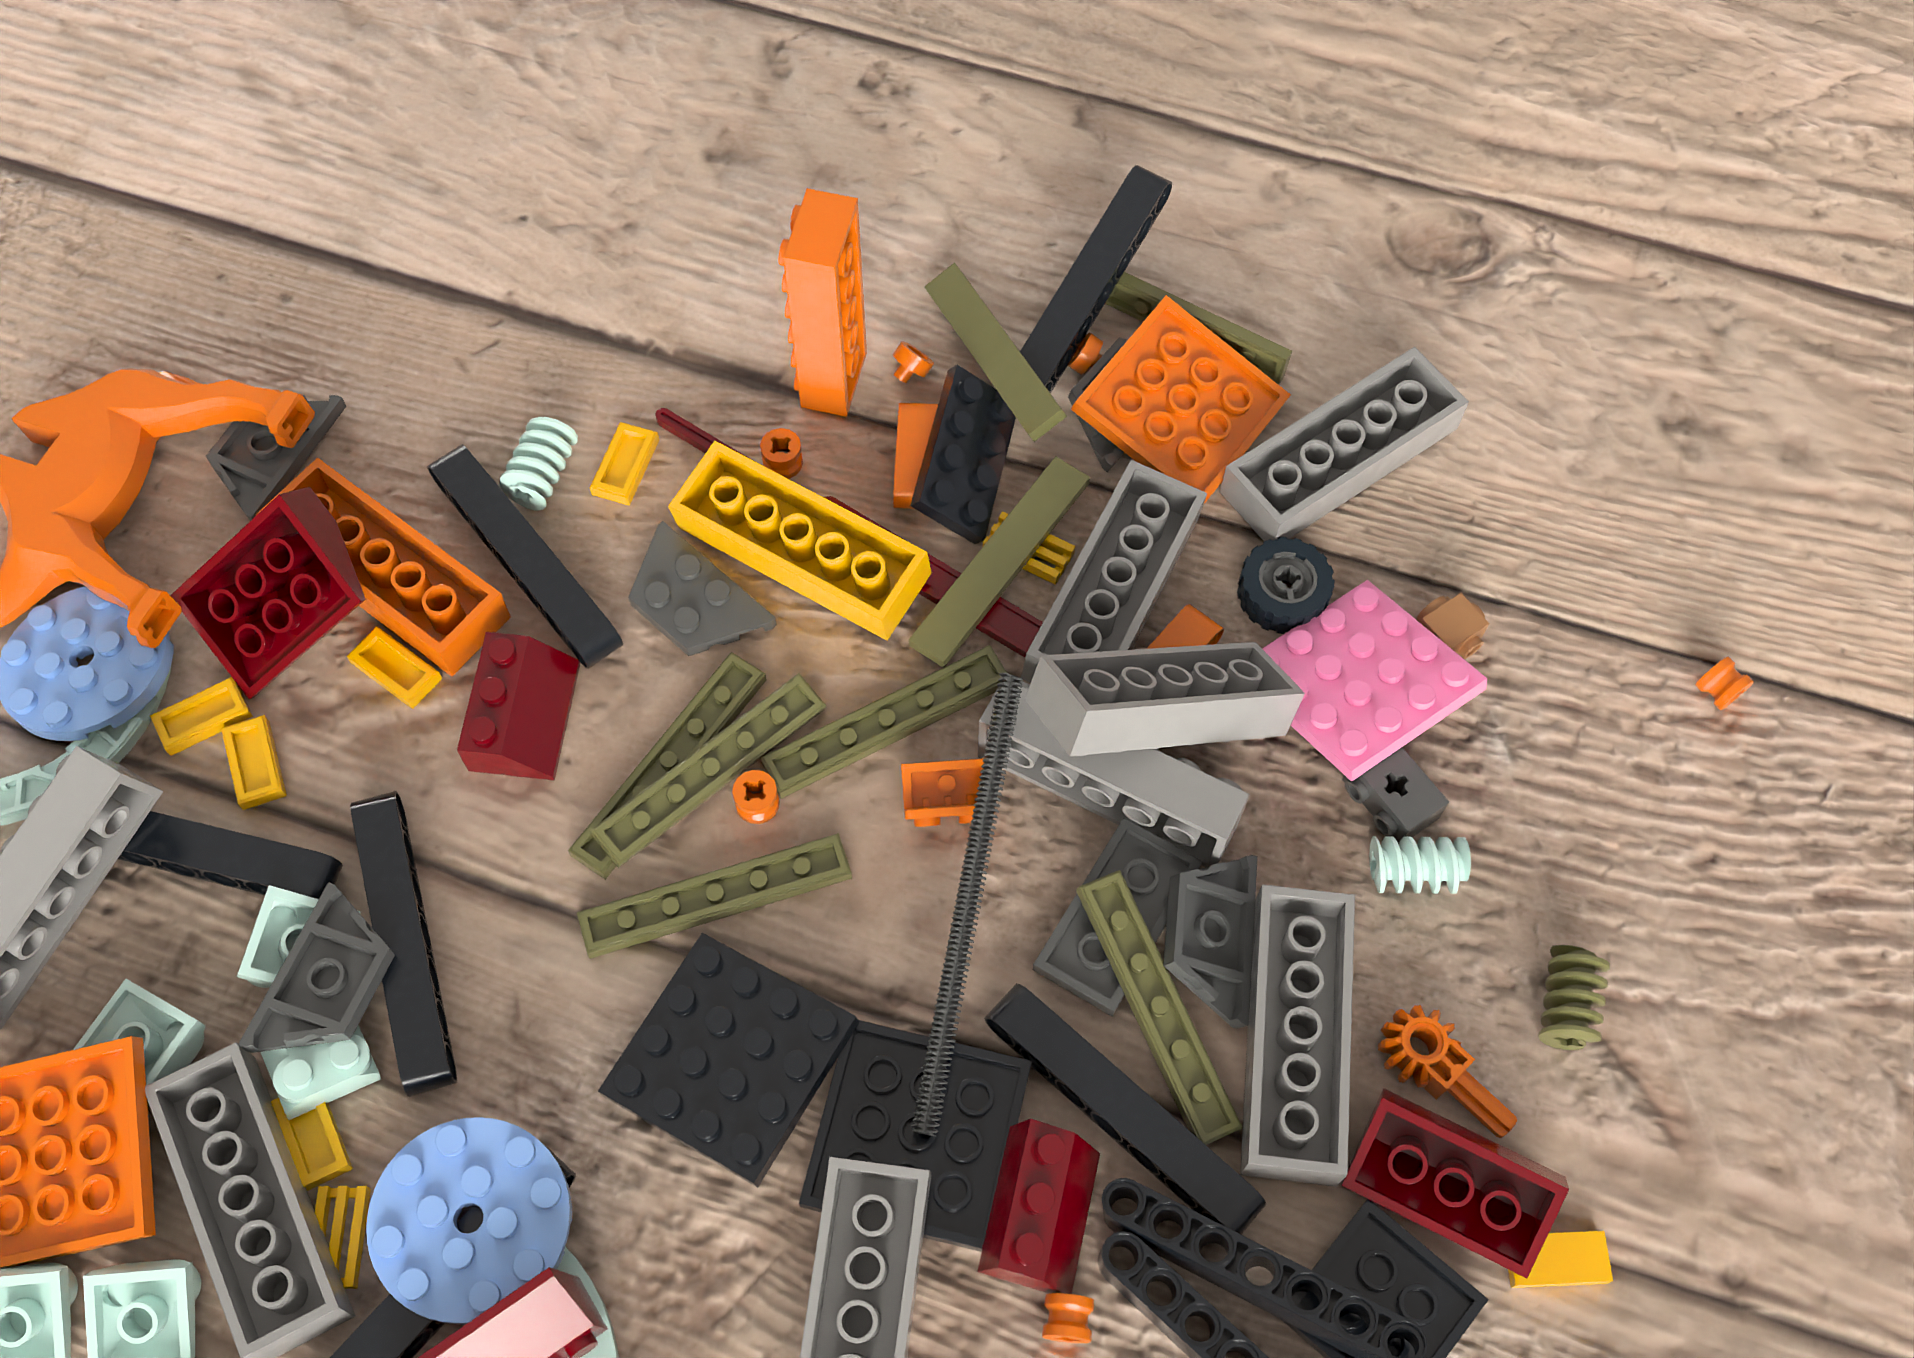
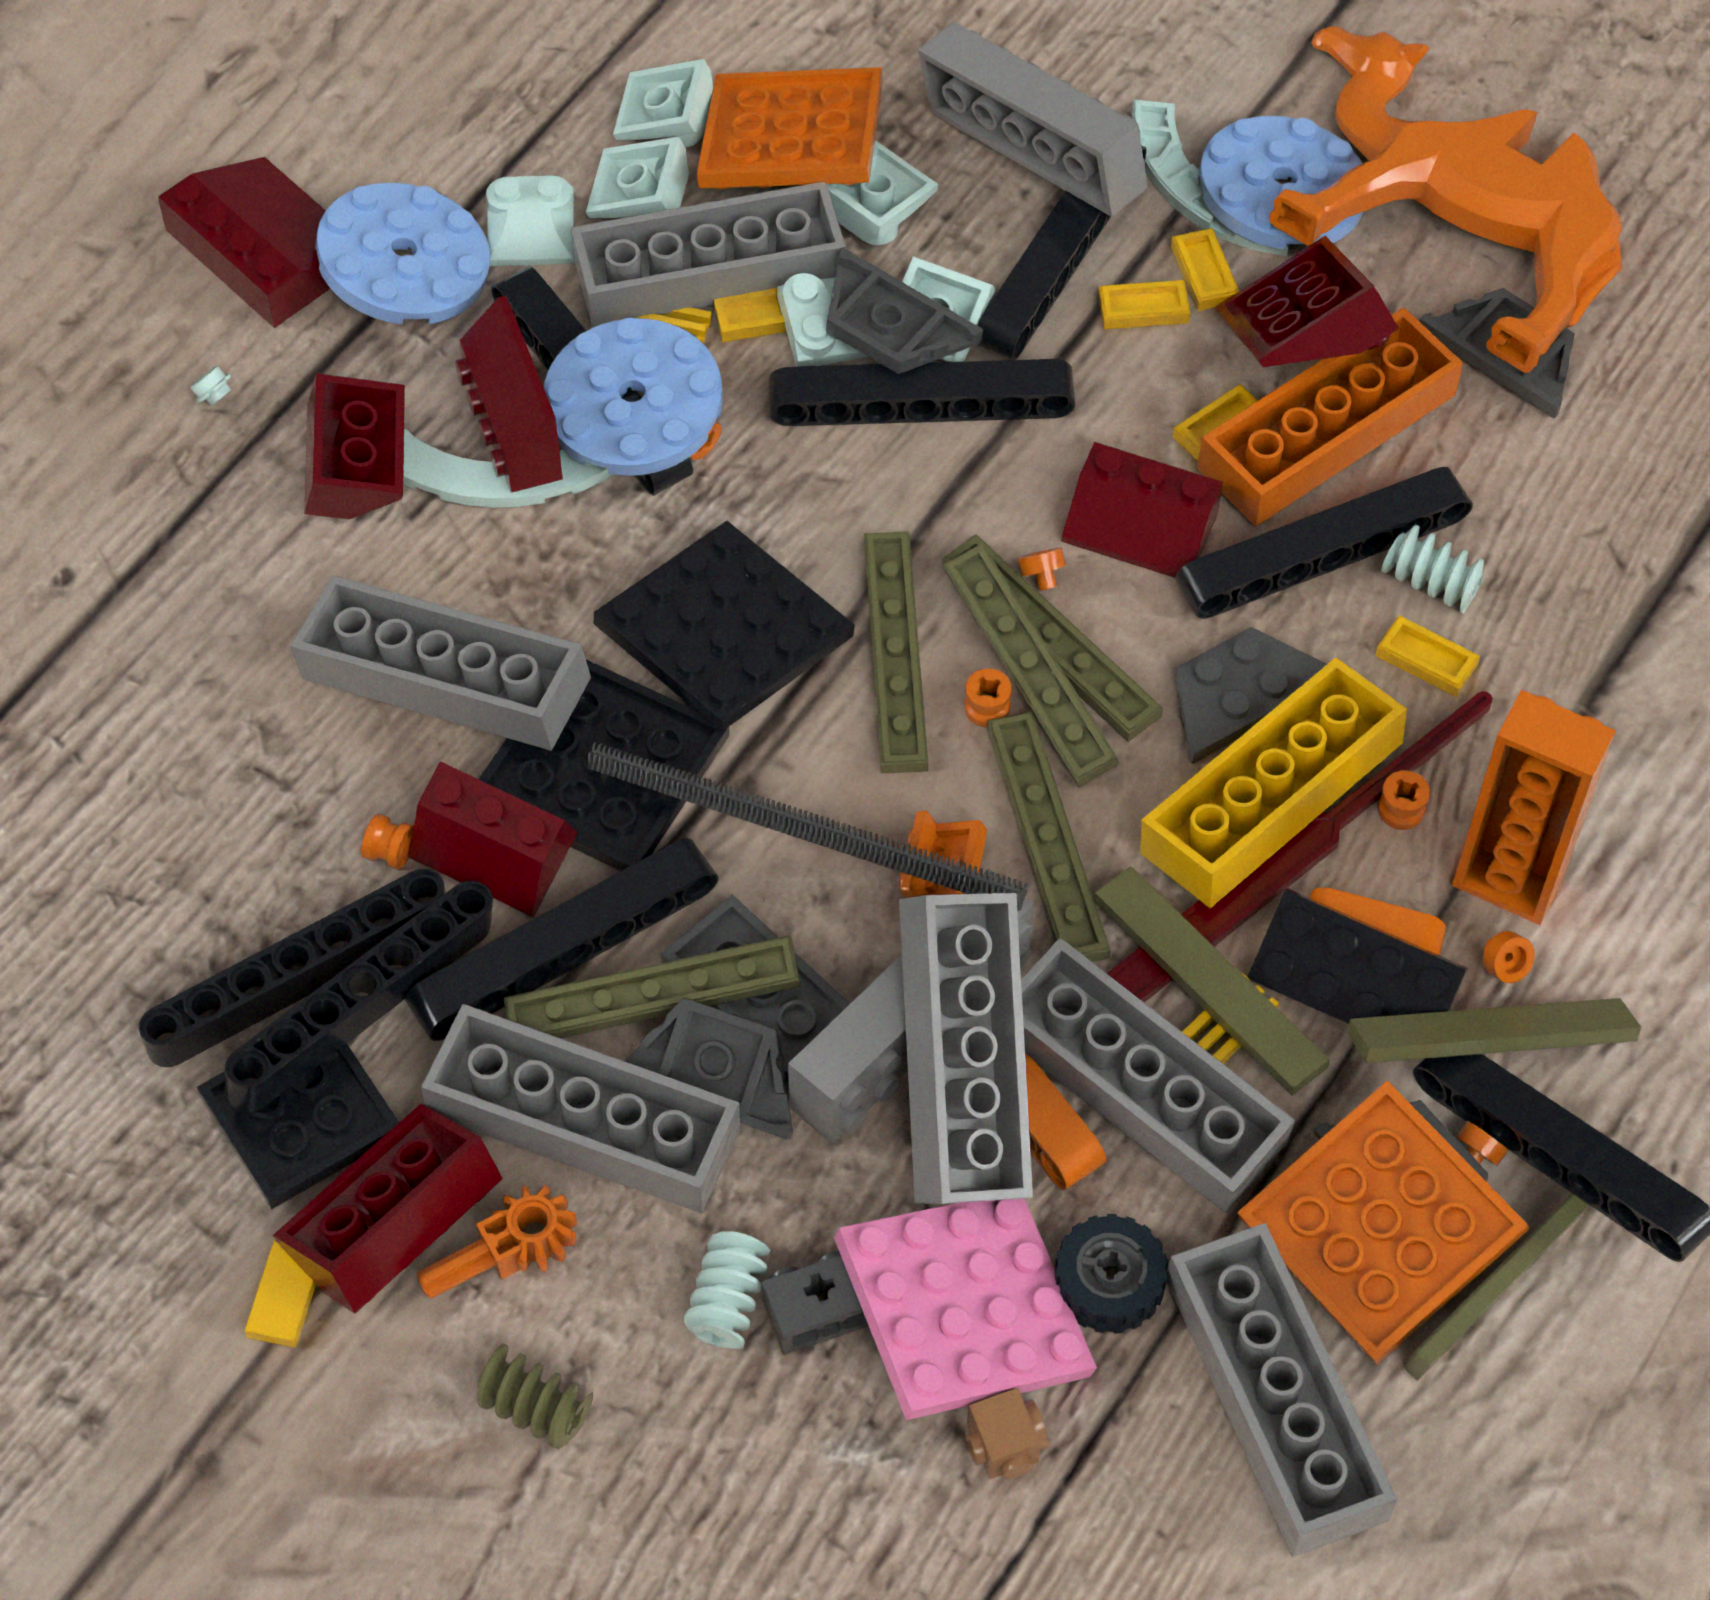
camera: 105 degrees right, 5 degrees down
(594, 781) = (1042, 565): none -> orange tile

